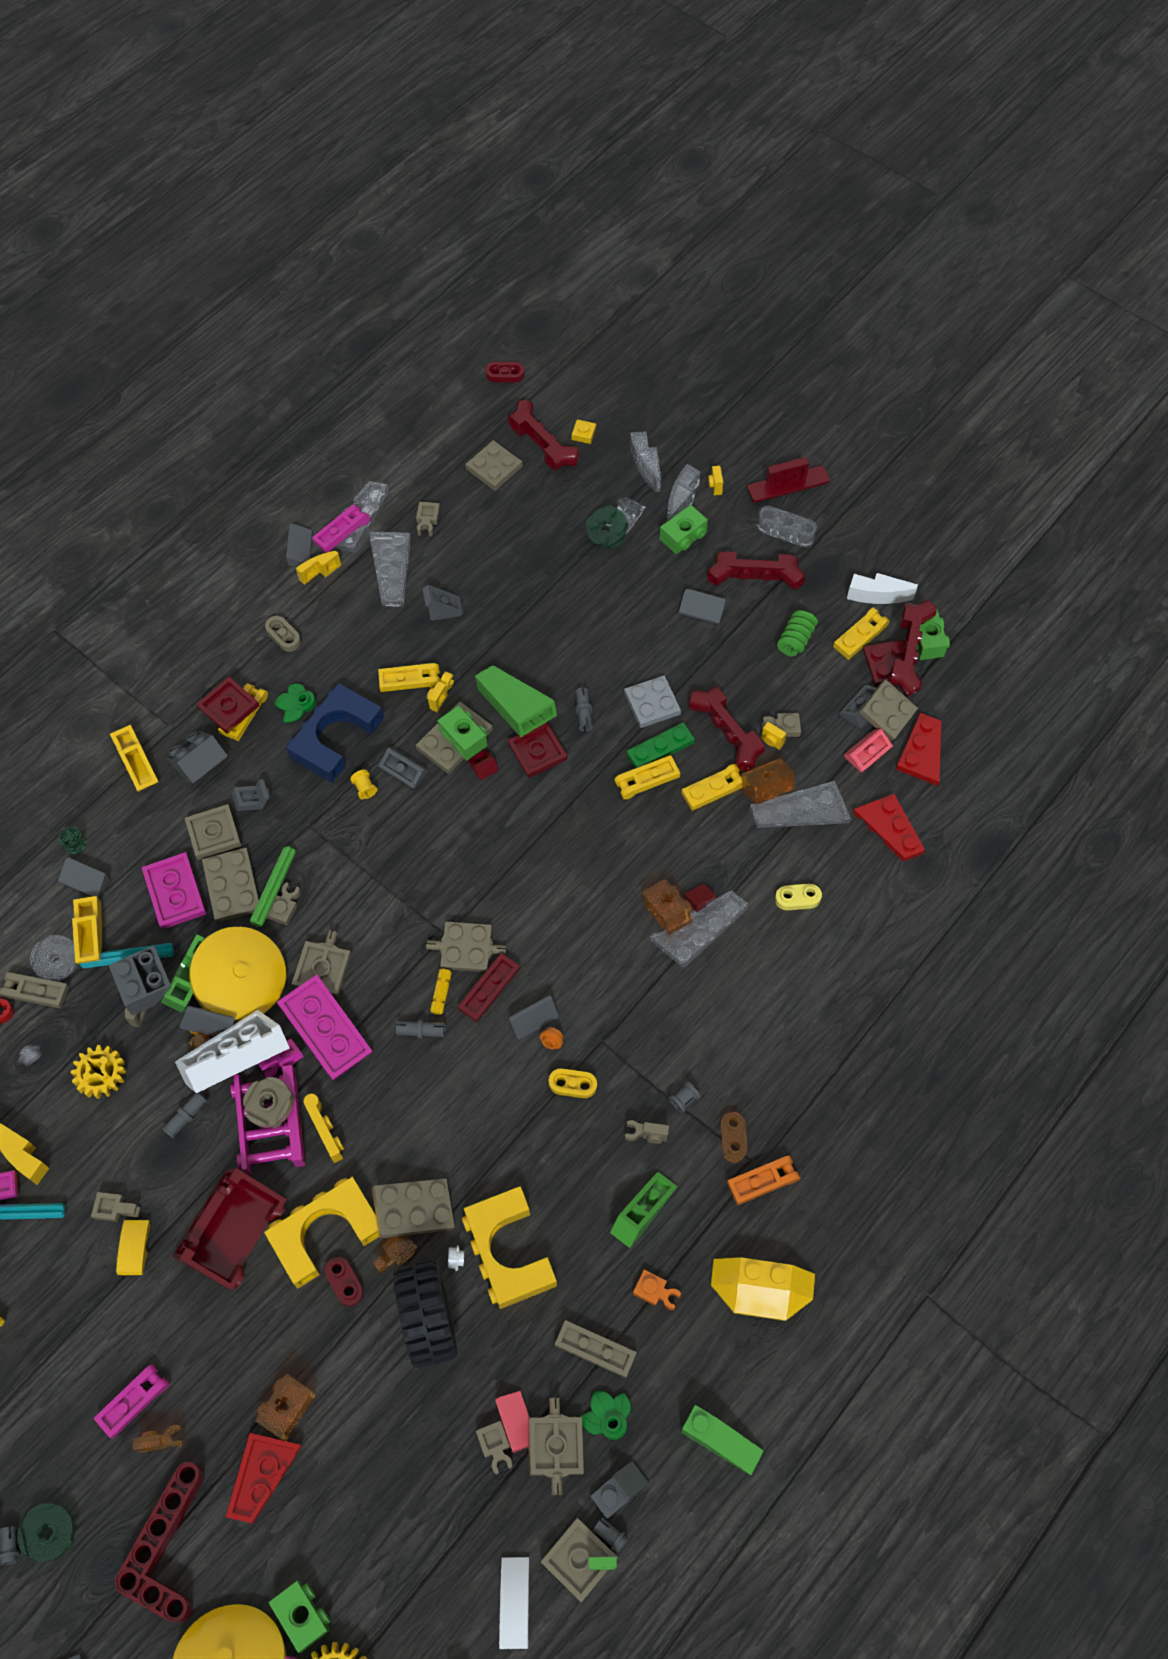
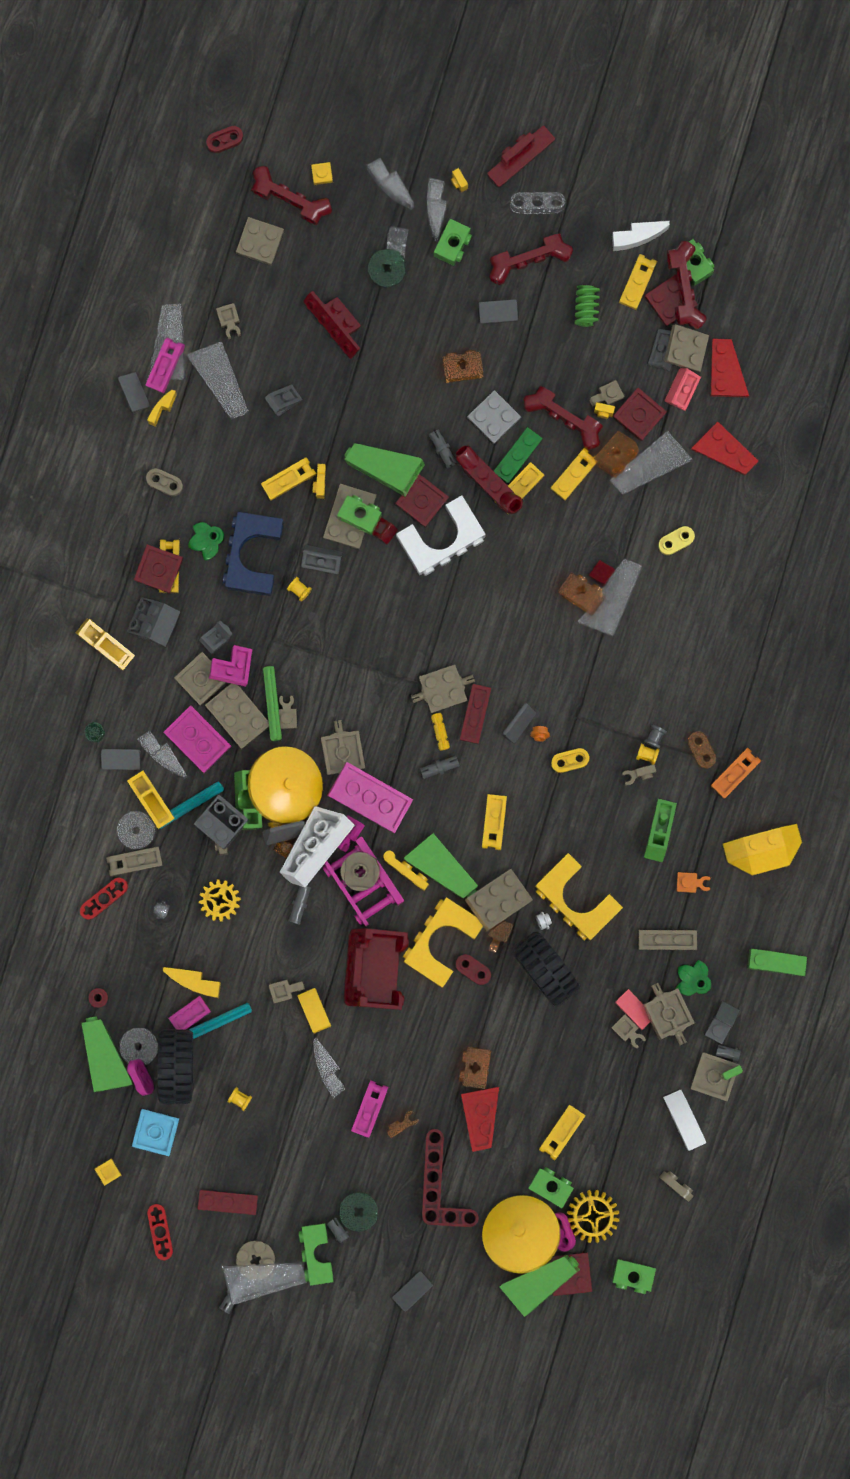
camera: 25 degrees left, 20 degrees up
(108, 1326) = (327, 1068): none -> clear slope
(127, 889) = (162, 755): none -> clear slope
(250, 836) = (234, 671): none -> dark pink plate
(351, 1544) = (562, 1131): none -> yellow plate
(364, 1135) = (439, 864): none -> bright green slope
(453, 1115) = (494, 821): none -> yellow plate
(515, 807) = (426, 558): none -> white arch
(532, 555) = (336, 321): none -> dark red bracket
(610, 741) = (488, 480): none -> dark red plate
(641, 641) = (453, 370): none -> clear orange brick
(666, 1113) = (647, 754): none -> yellow bush
(810, 755) = (639, 414): none -> dark red plate

